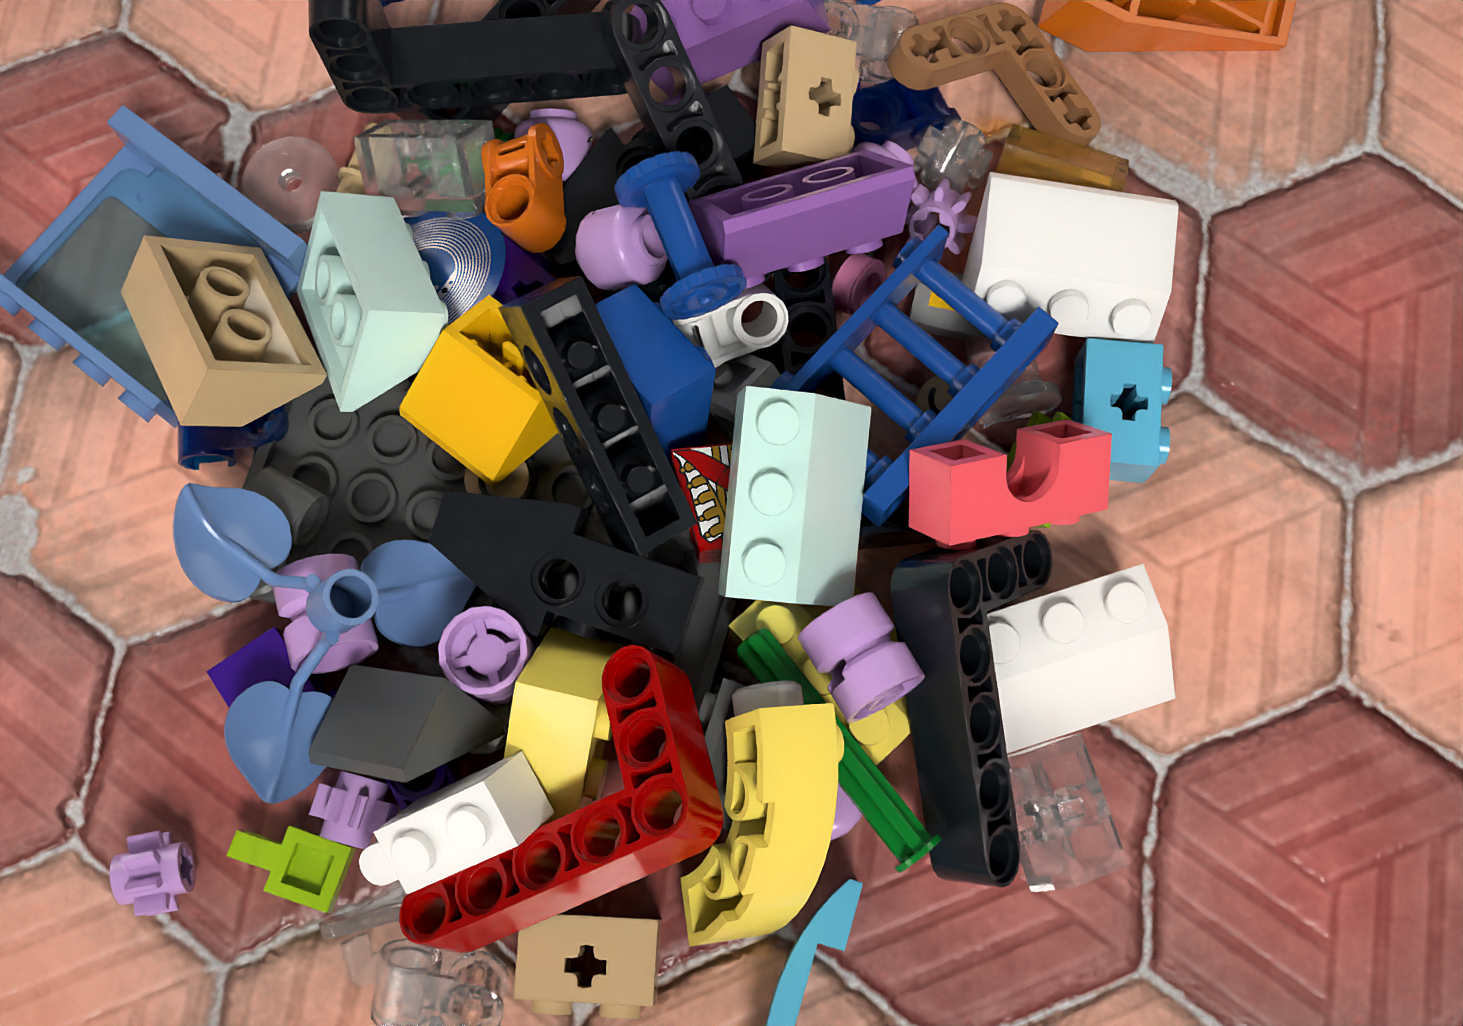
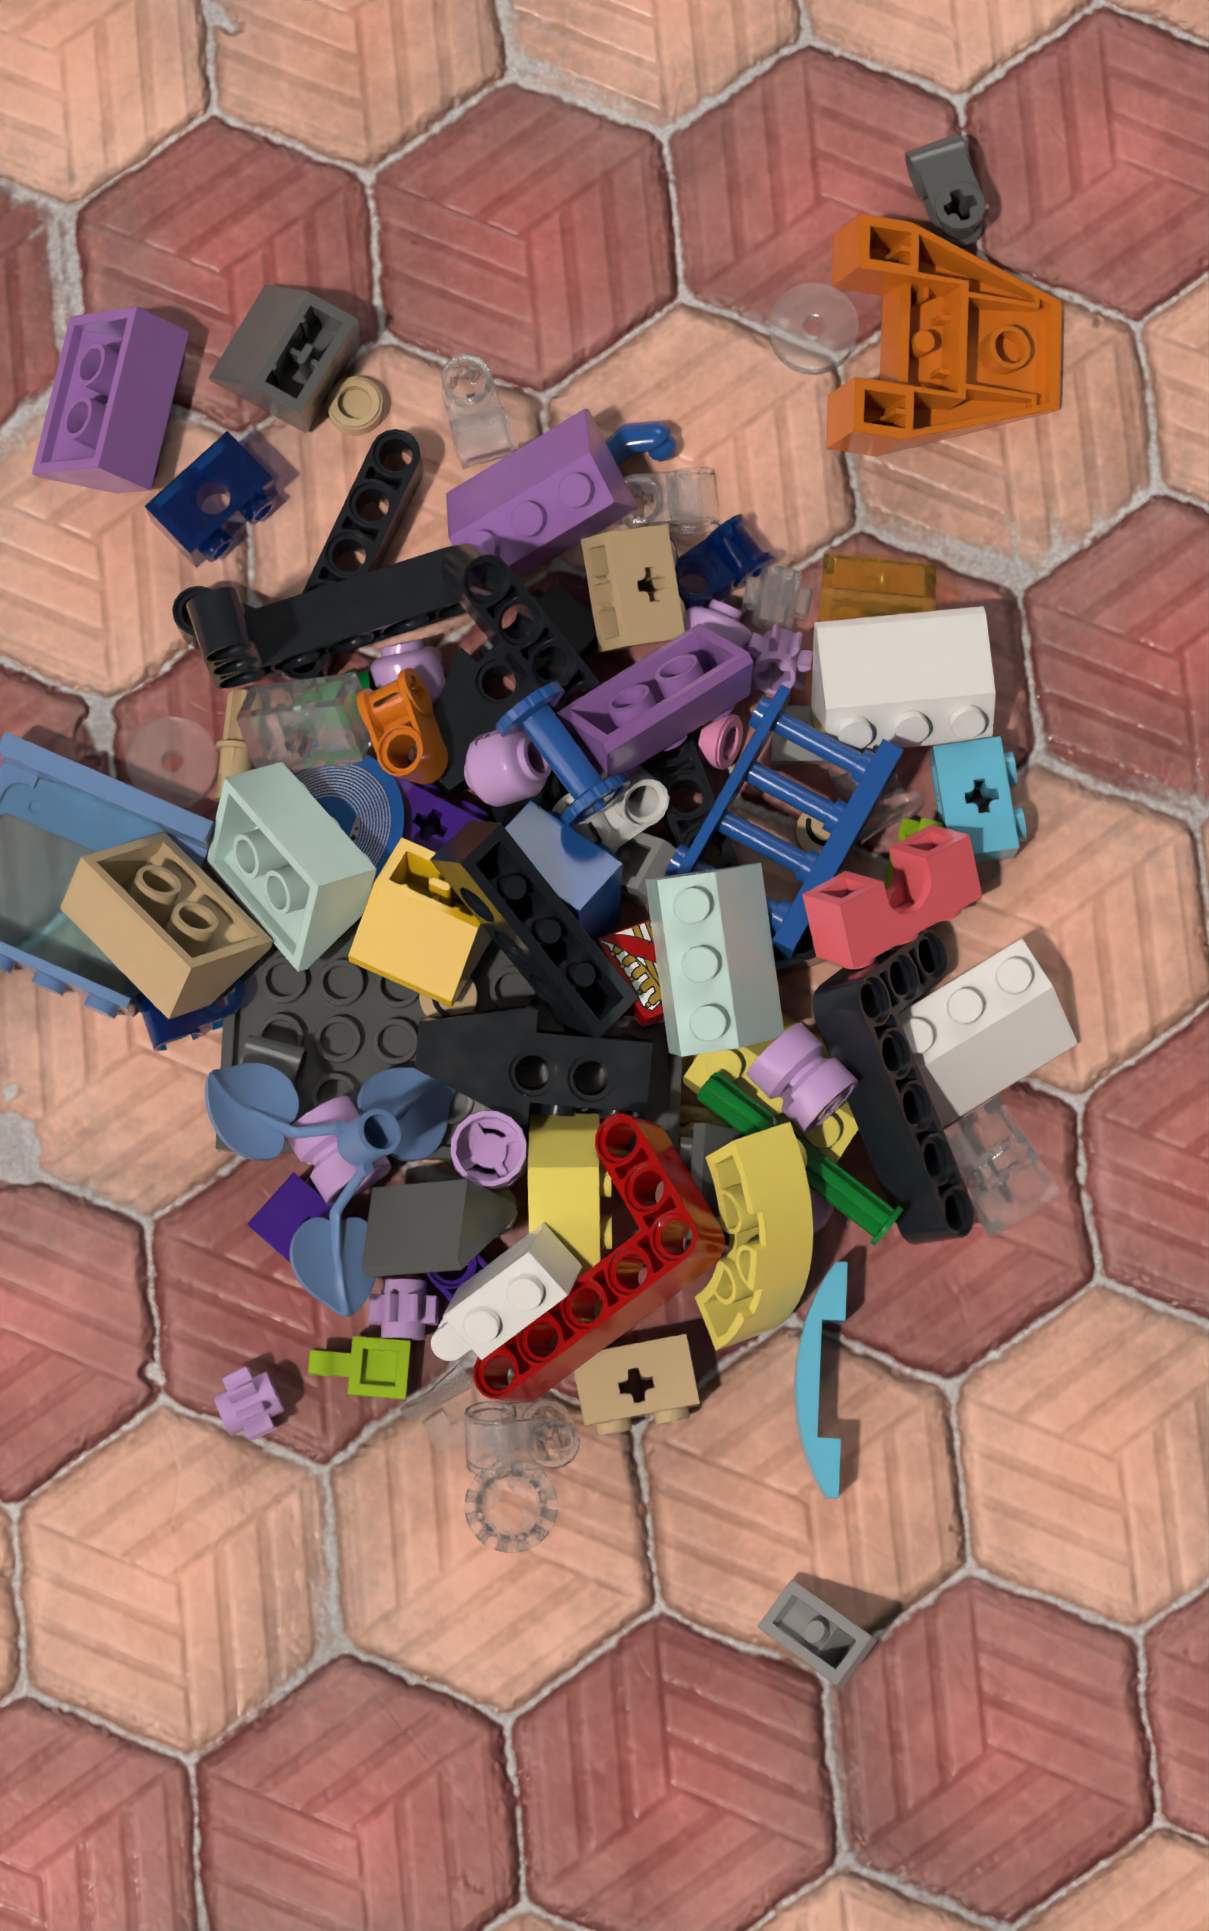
camera: 15 degrees left, 5 degrees up
(766, 695) = (734, 1129): light grey tile -> none
(1011, 45) = (793, 482): medium nougat beam -> none

